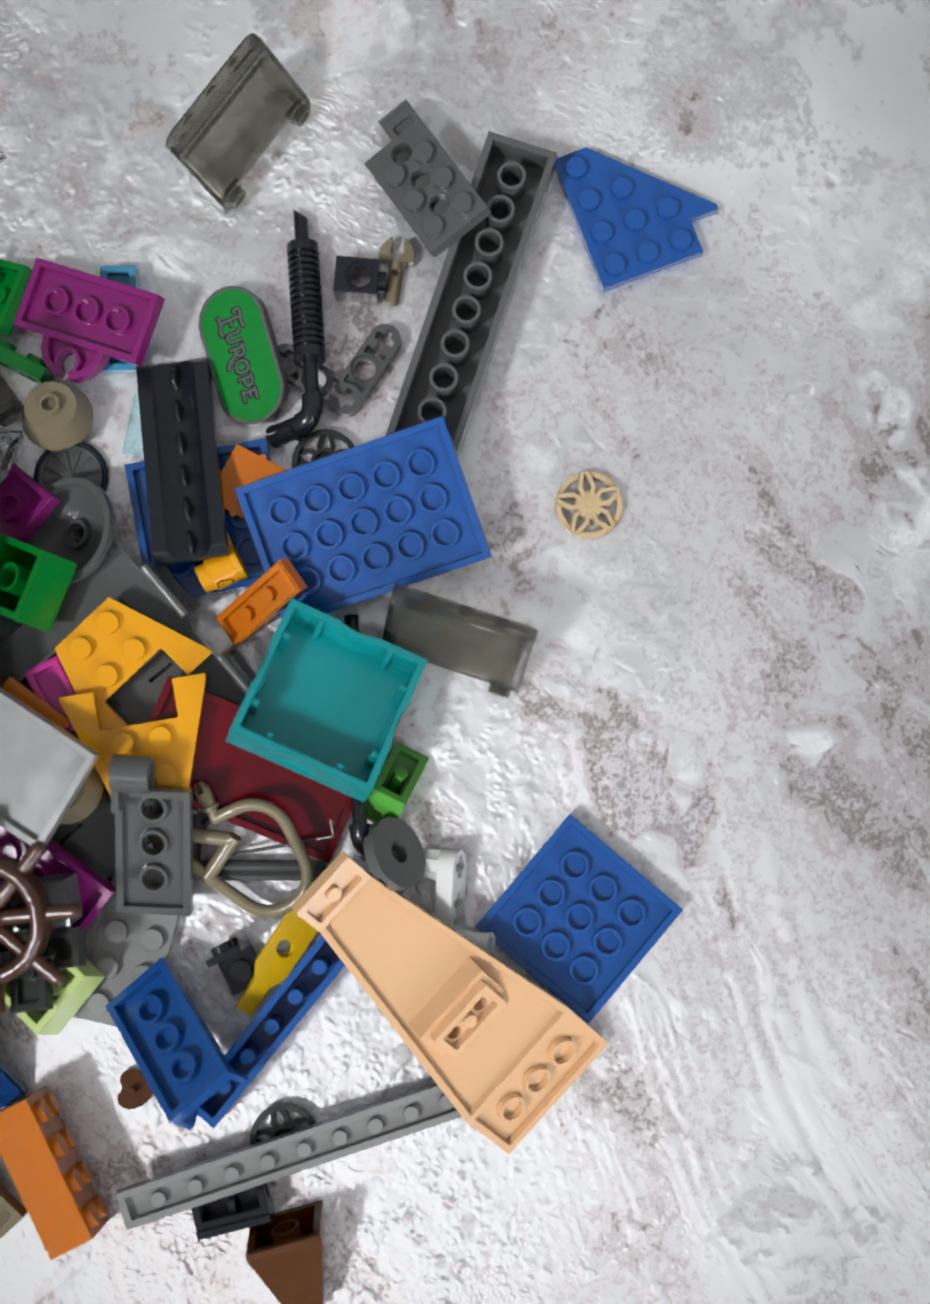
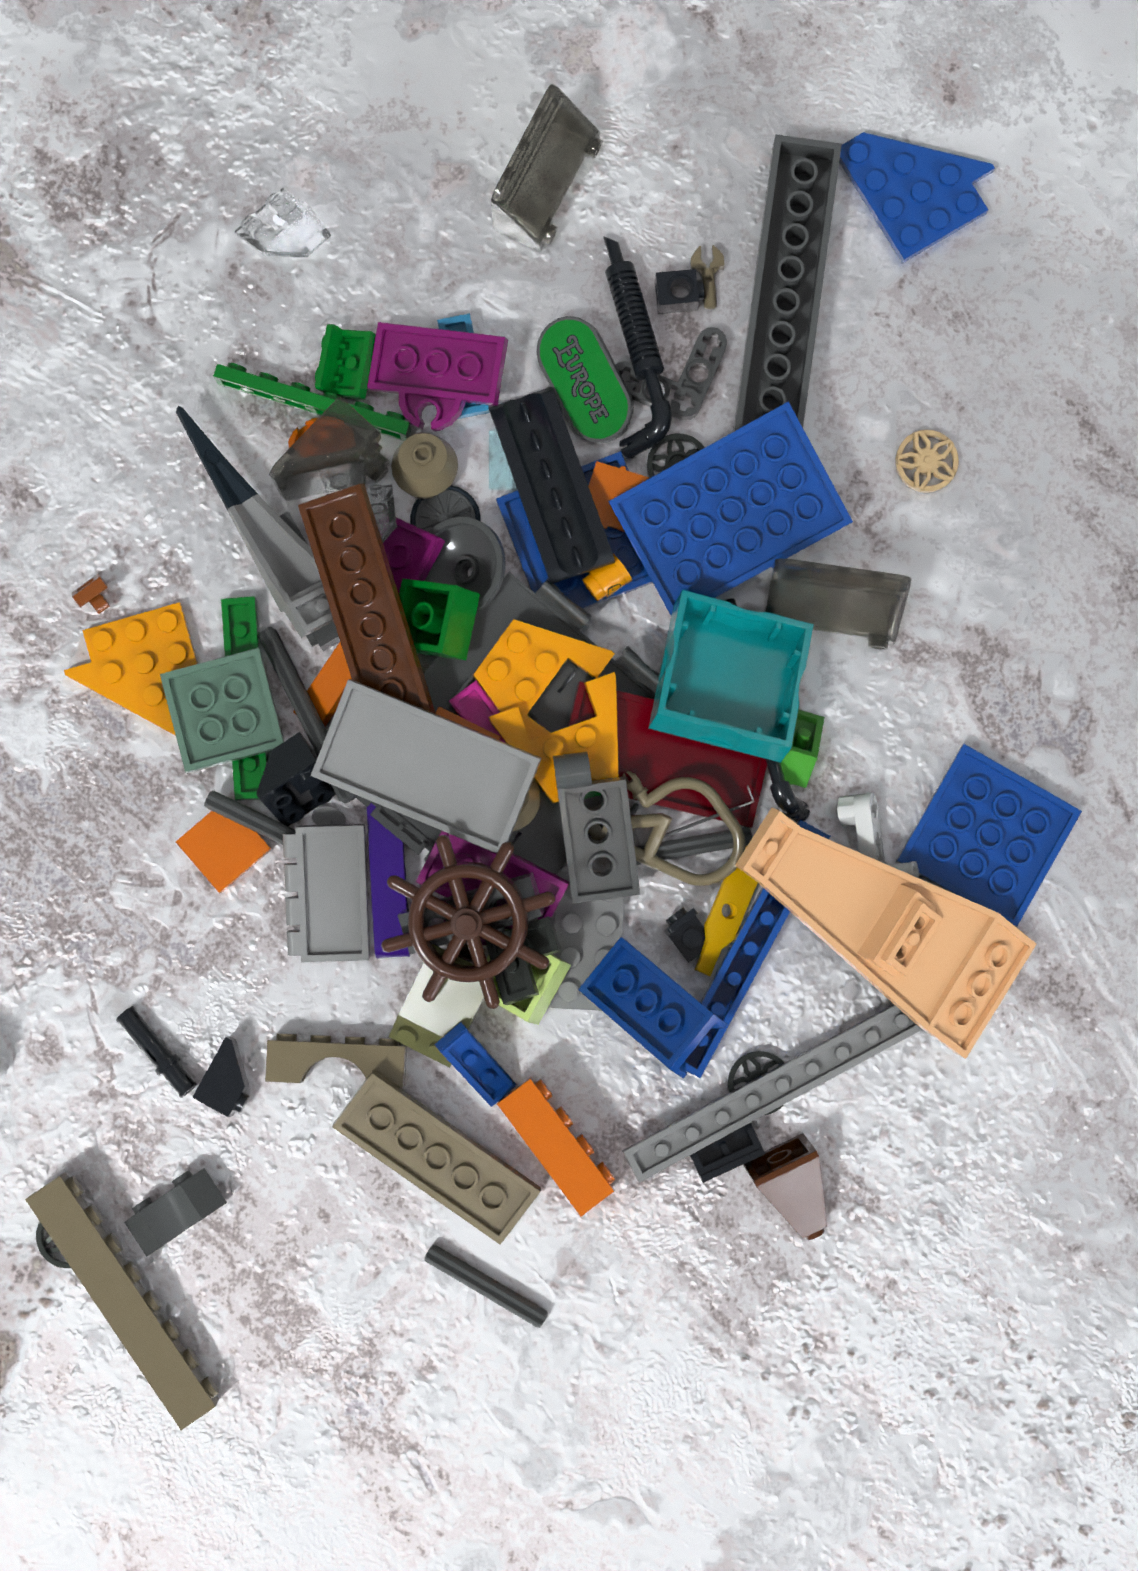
camera: 15 degrees left, 0 degrees up
(134, 1089) = (615, 1064): reddish brown piece -> none
(261, 601) = (648, 601): orange tile -> none
(410, 861) = (816, 804): dark grey tile -> none
(446, 182) = (770, 208): dark grey hinge -> none

